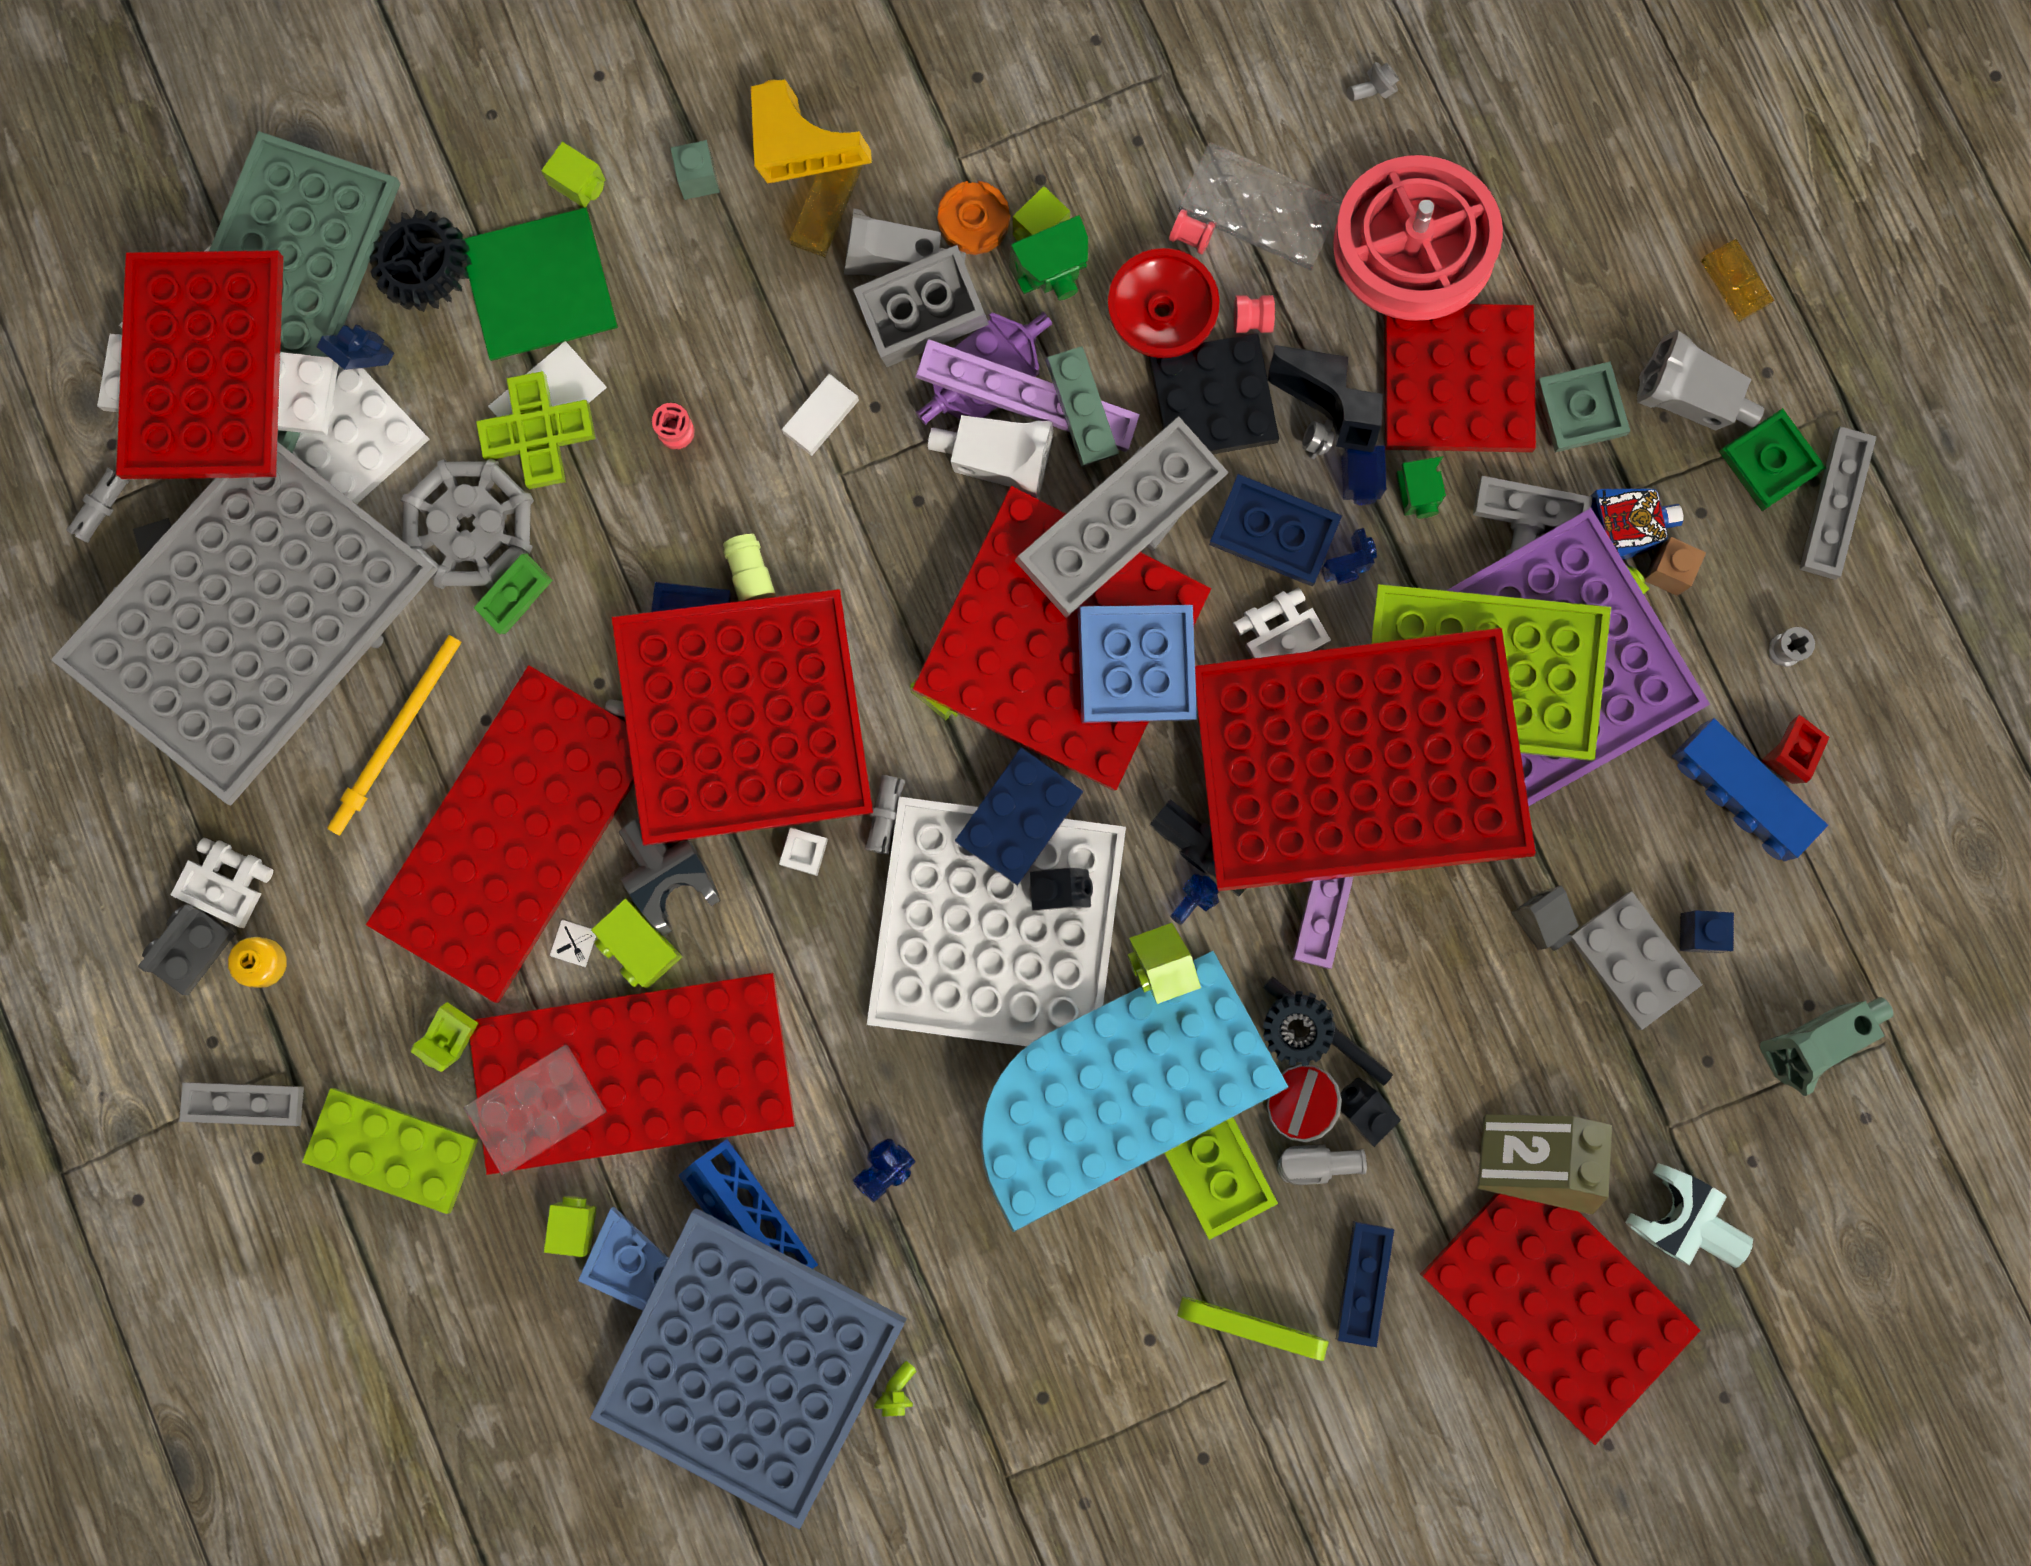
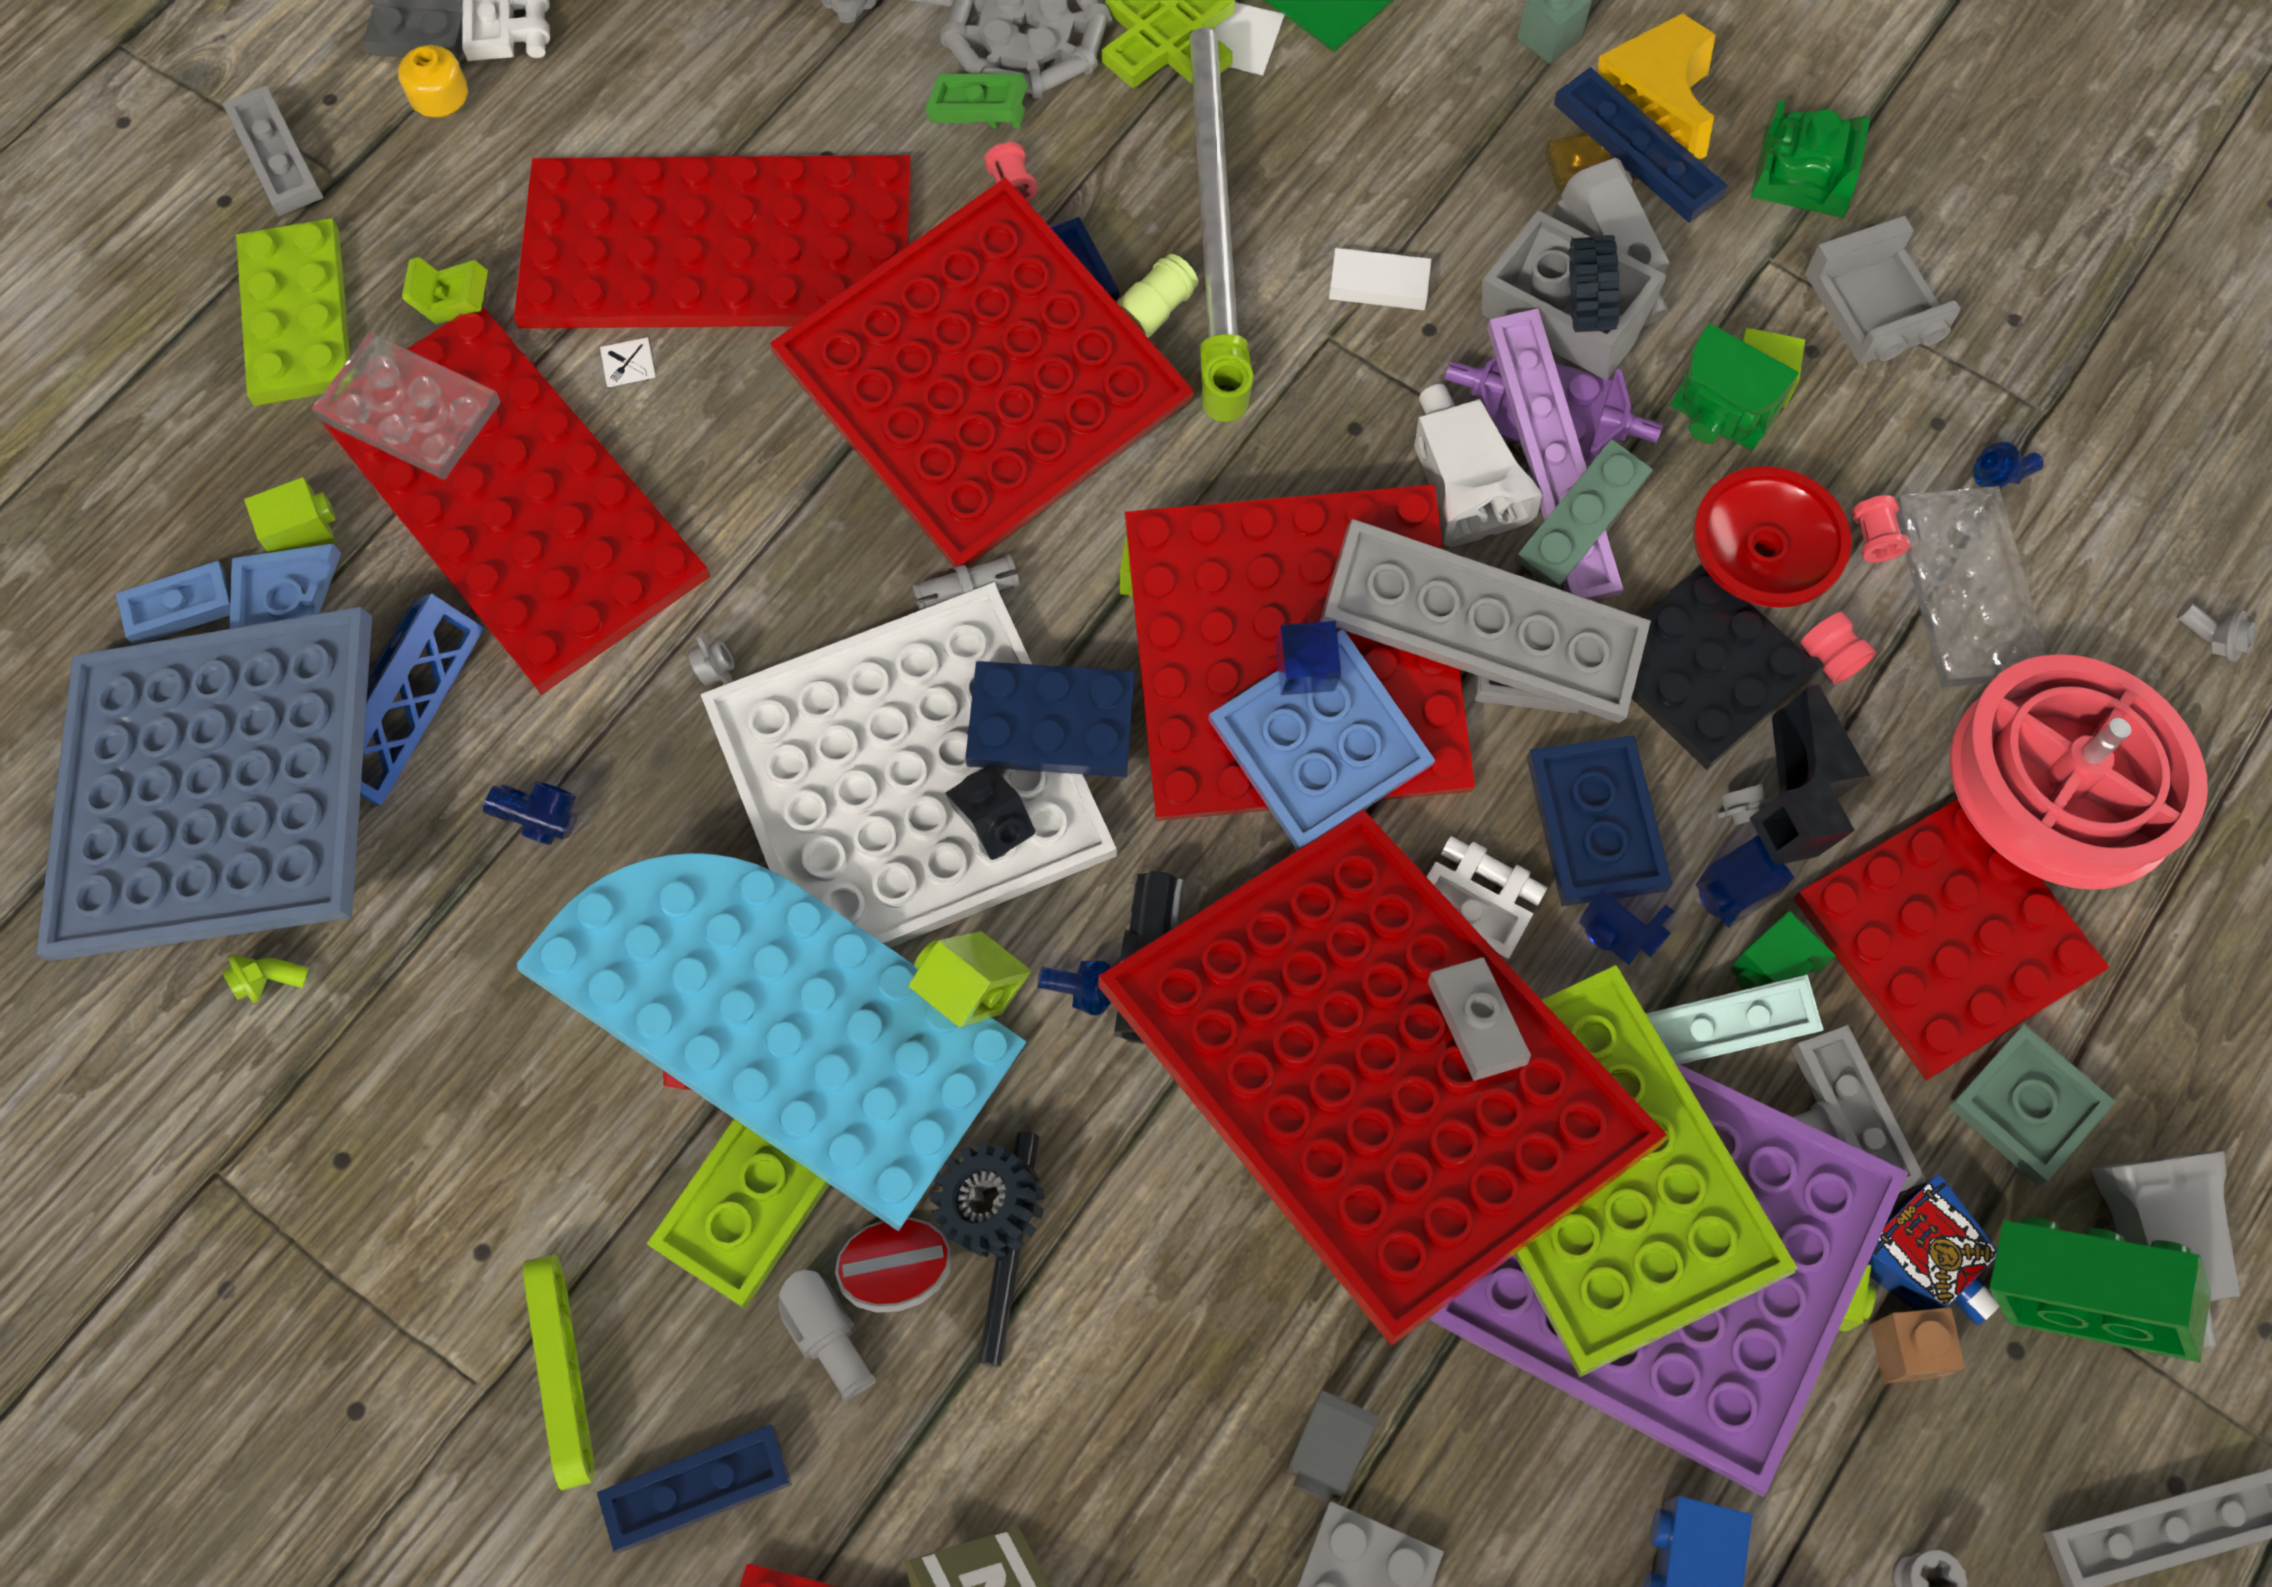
camera: 60 degrees right, 15 degrees down
(354, 797) = (665, 81): yellow bar -> none
(587, 1333) = (175, 603): none -> medium blue plate
(588, 606) = (1011, 161): none -> coral bush
(635, 945) = (658, 413): lime brick -> none
(661, 872) = (753, 398): dark grey connector -> none
(677, 433) = (1263, 145): coral wheel -> none
(803, 851) = (868, 523): white plate -> none
(822, 552) = (1225, 353): none -> flat silver piece
(835, 186) = (1640, 144): none -> dark blue plate
(845, 1005) = (711, 661): none -> light grey plate
(907, 82) = (1810, 160): none -> green brick
(947, 299) = (1594, 283): none -> black bush
(973, 217) = (1717, 296): orange tile -> none
(1032, 112) = (1878, 292): none -> light grey panel
(1095, 642) = (1308, 658): none -> clear blue brick
(1196, 128) = (2003, 465): none -> clear blue plate
(1322, 921) = (1150, 1154): lavender plate -> none
(1367, 1111) = (929, 1357): black bracket -> none
(1373, 687) = (1479, 1019): none -> light grey plate
(1445, 538) = (1738, 1020): none -> light aqua tile
(1710, 452) = (2102, 1288): none -> green brick
(1772, 459) = (2161, 1411): green tile -> none

